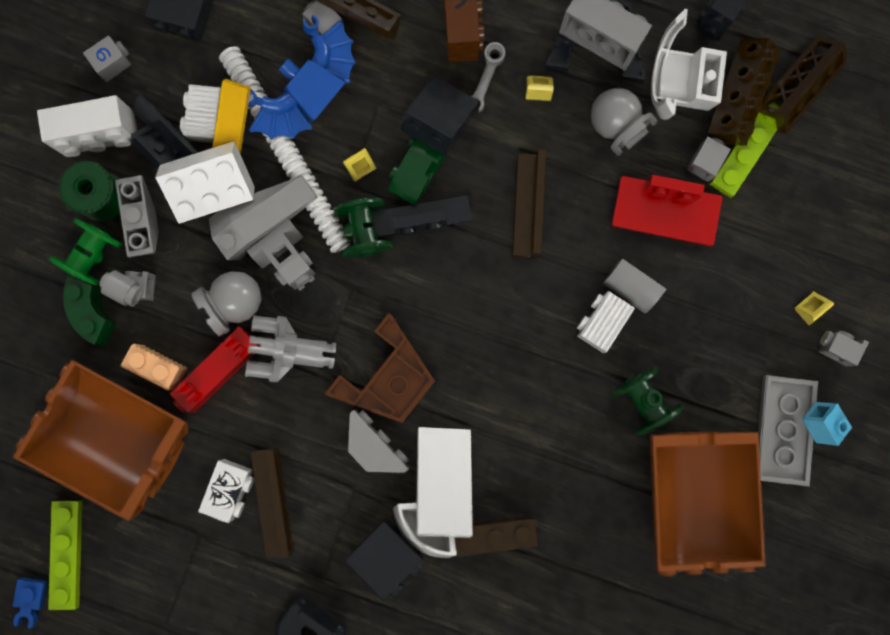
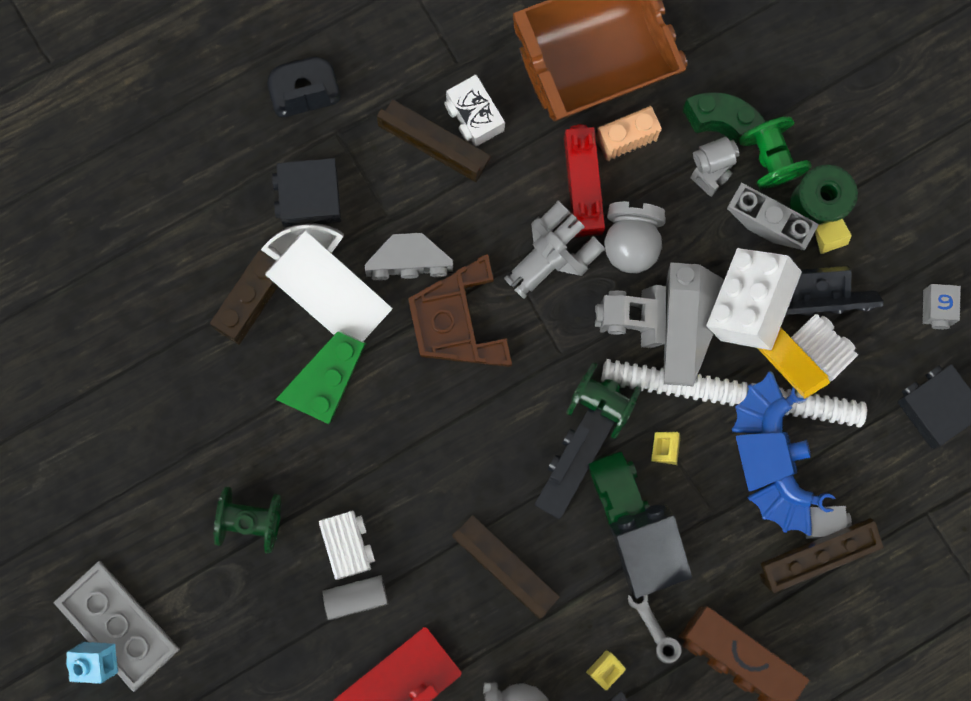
camera: 125 degrees right, 5 degrees down
(87, 126) = (886, 239): white brick -> none
(117, 167) = (832, 235): none -> light yellow slope
(506, 432) = (325, 378): none -> green wing
(706, 502) = (123, 494): dark orange cylinder -> none

